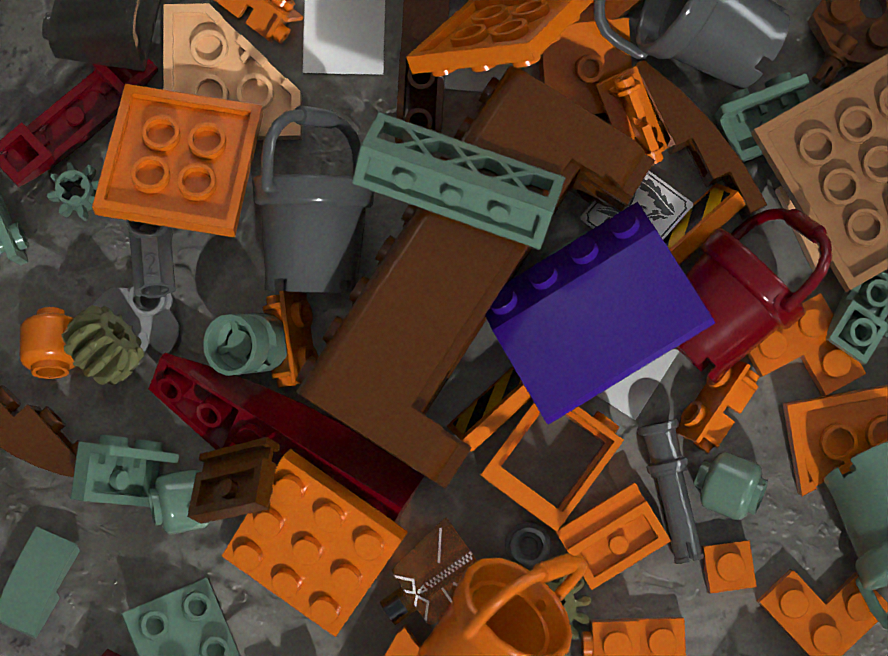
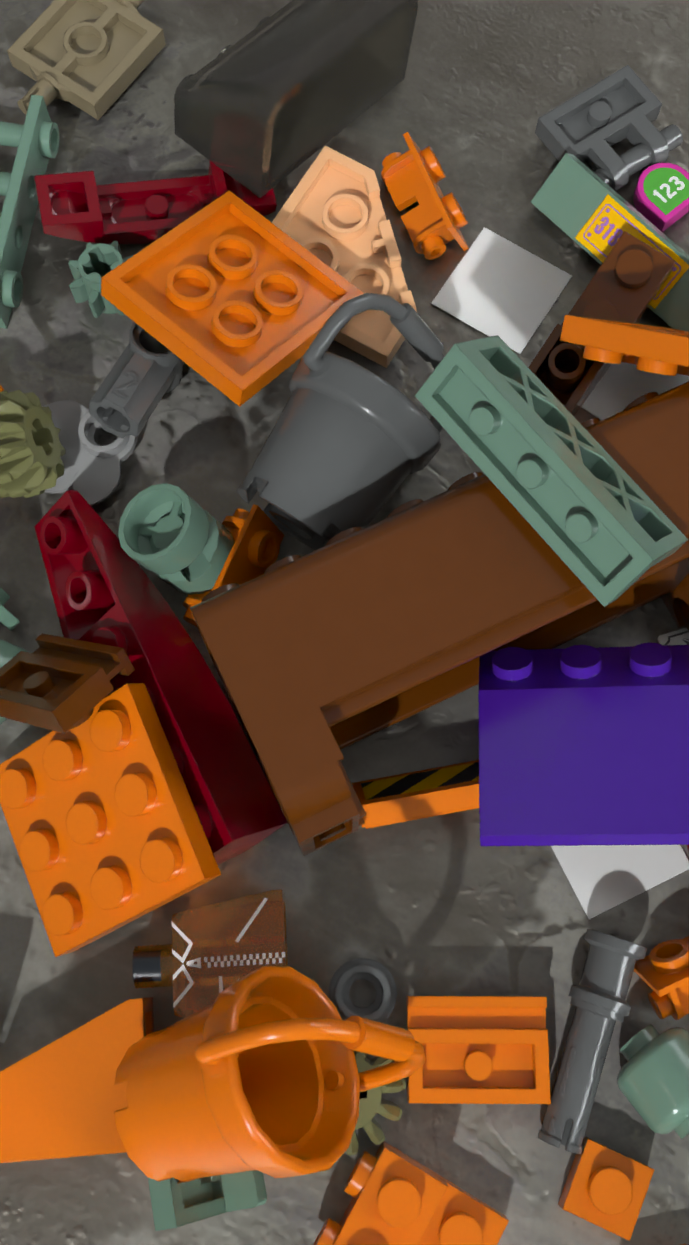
camera: 30 degrees right, 10 degrees down
(598, 426) = (539, 896): orange window -> none

